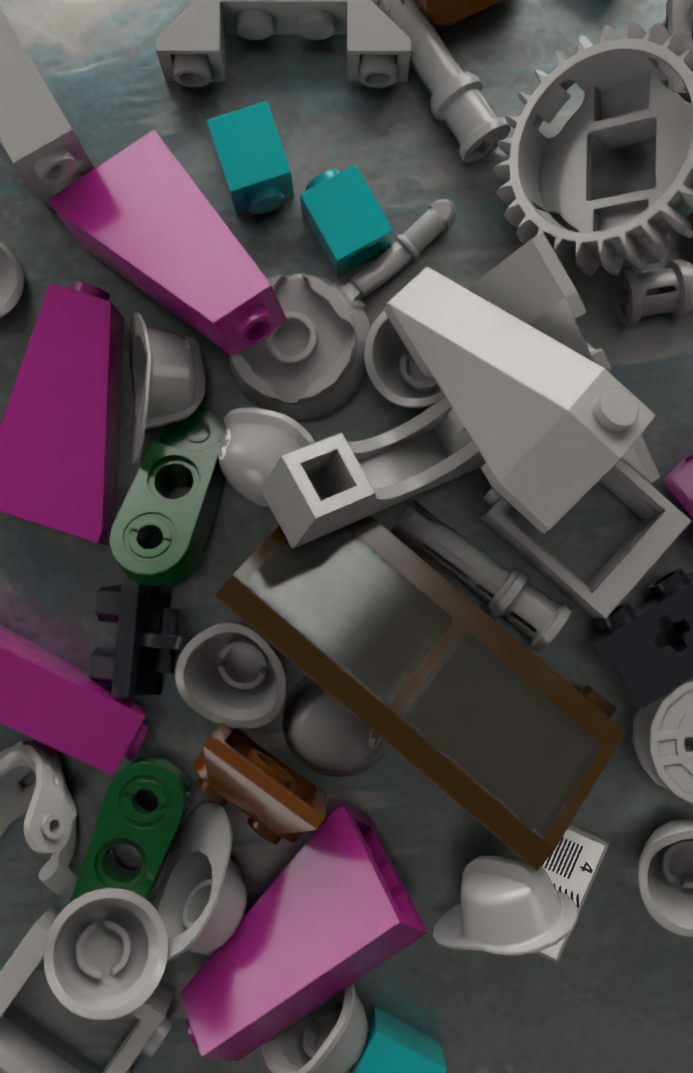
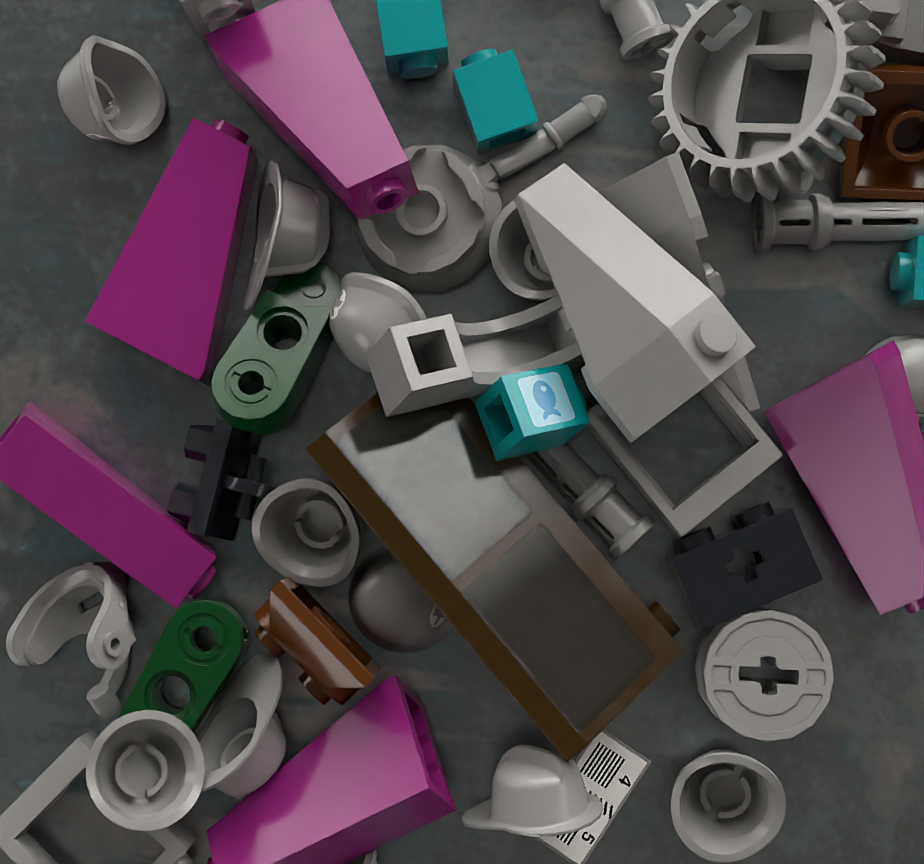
camera: 20 degrees right, 0 degrees up
(436, 518) = (532, 411): none -> teal brick

